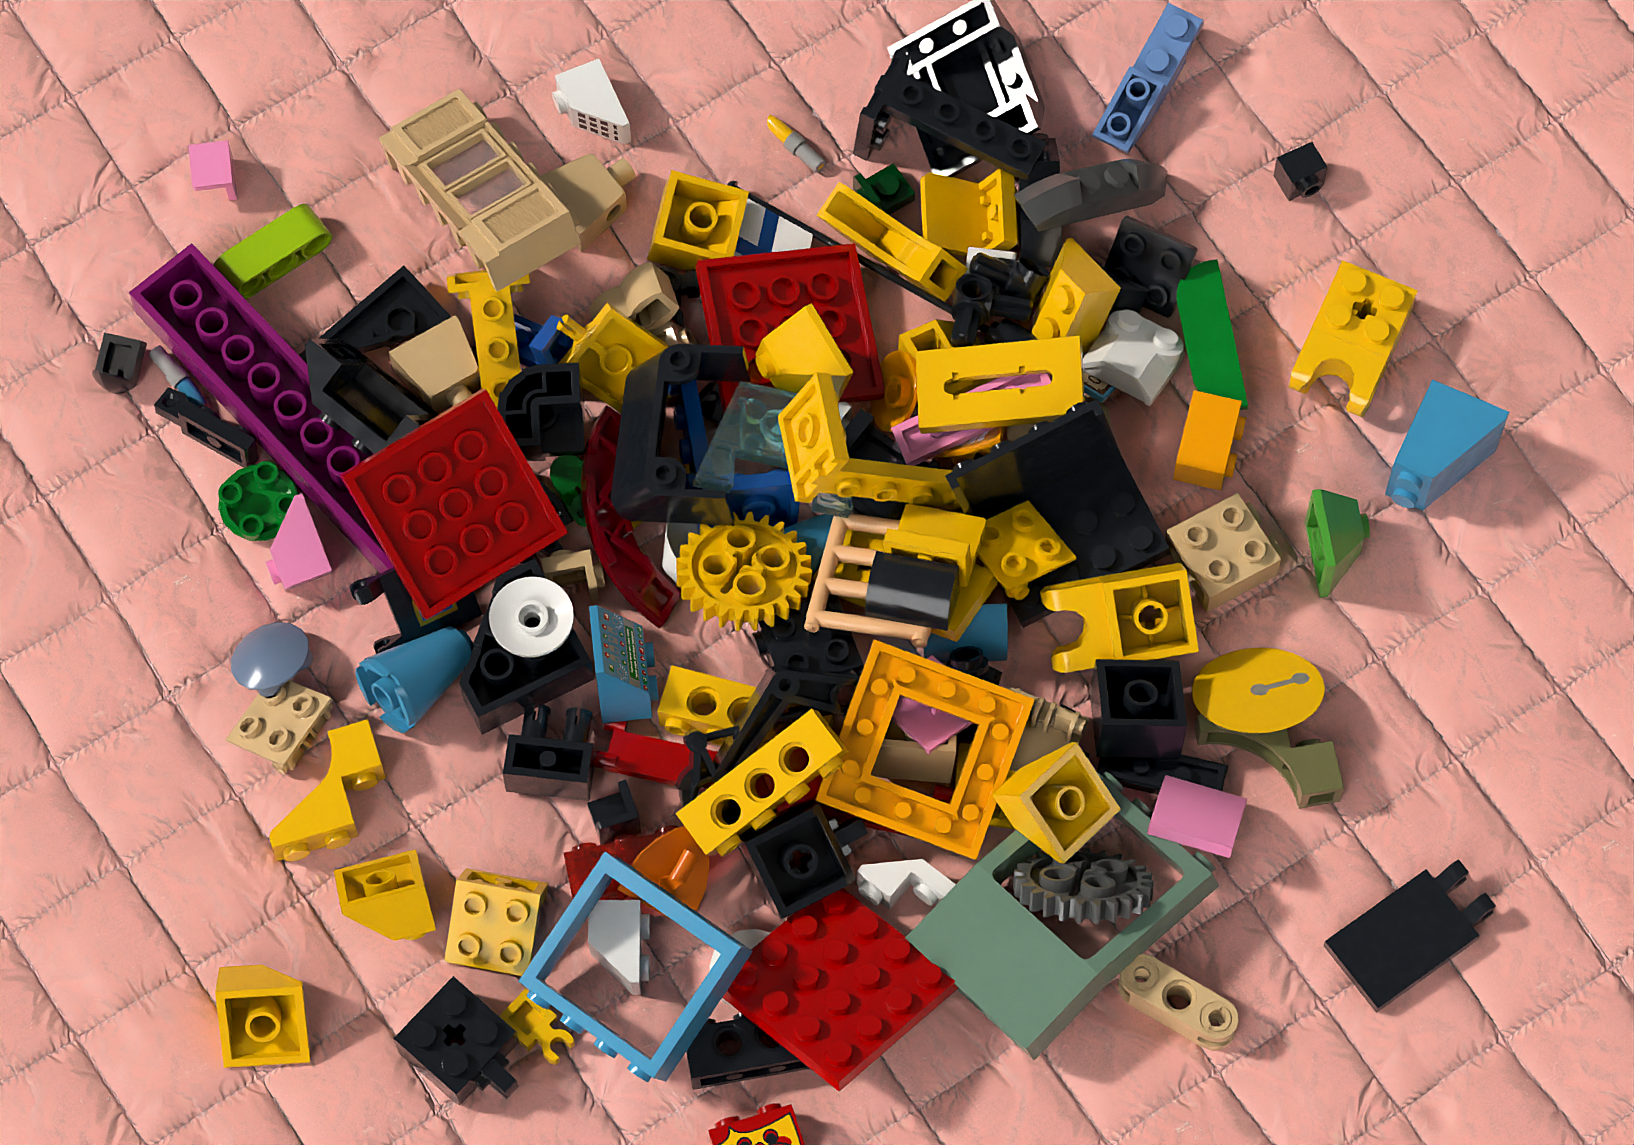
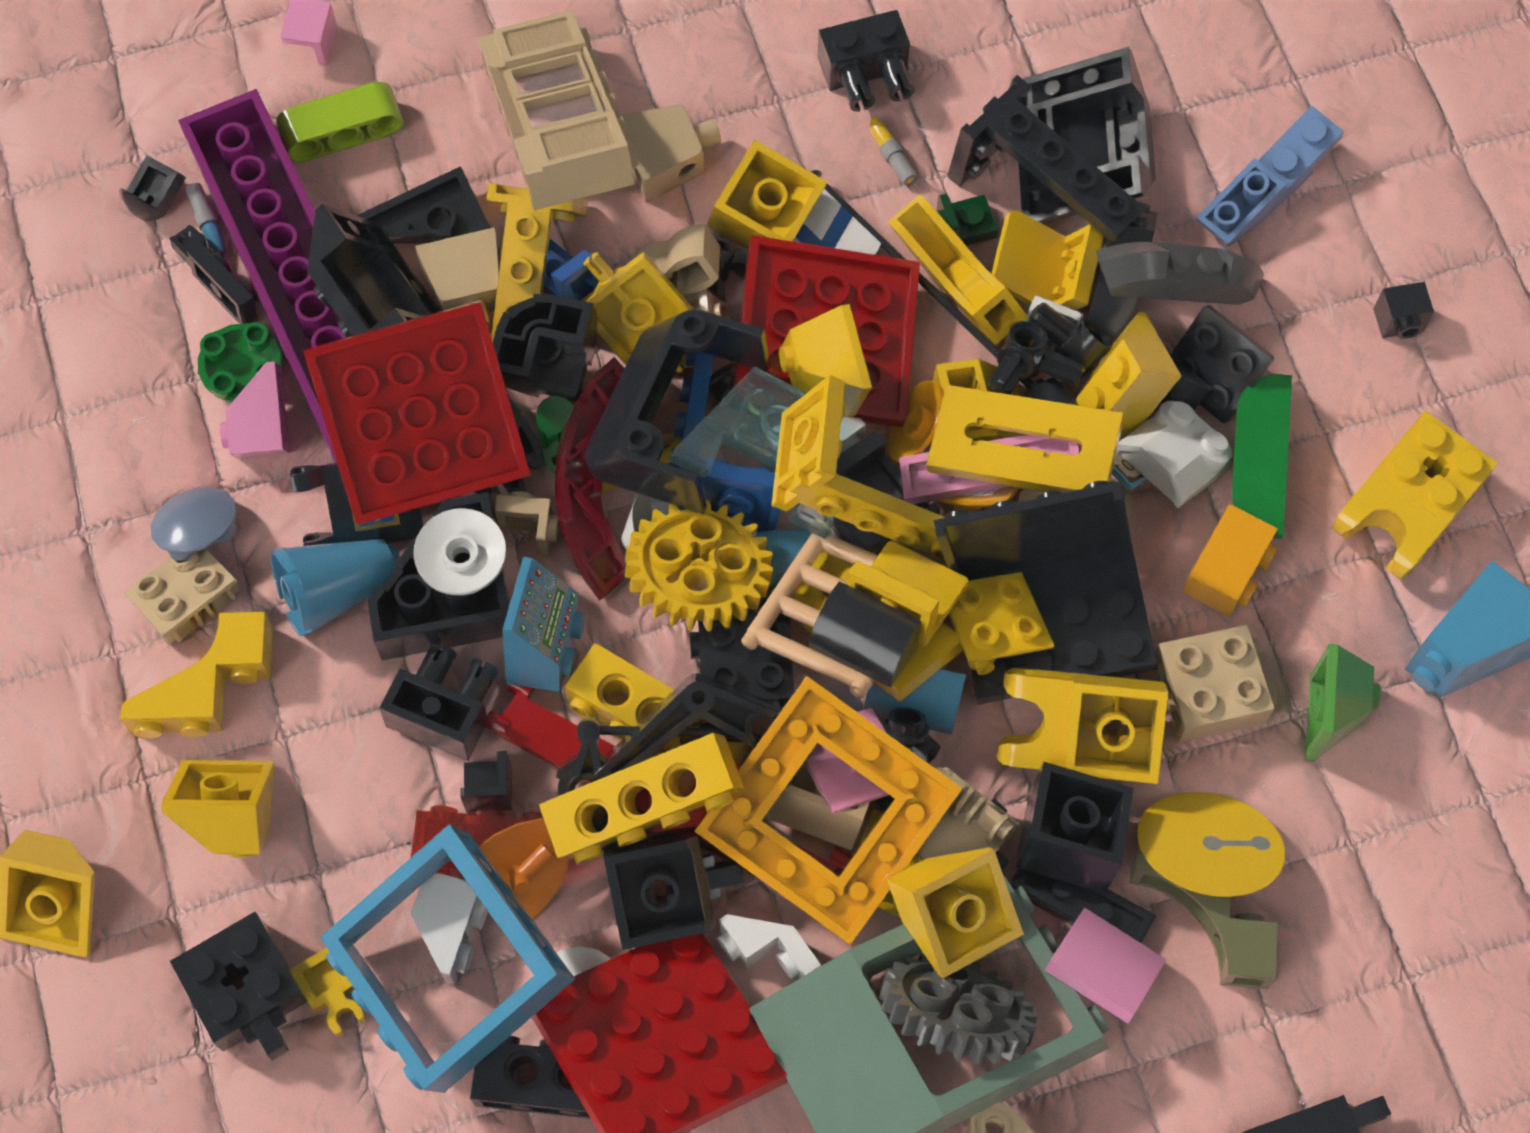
camera: 15 degrees right, 0 degrees up
(494, 921) = (325, 859): yellow bracket -> none
(591, 102) = (700, 58): white slope -> none
(742, 55) = (864, 52): none -> black brick

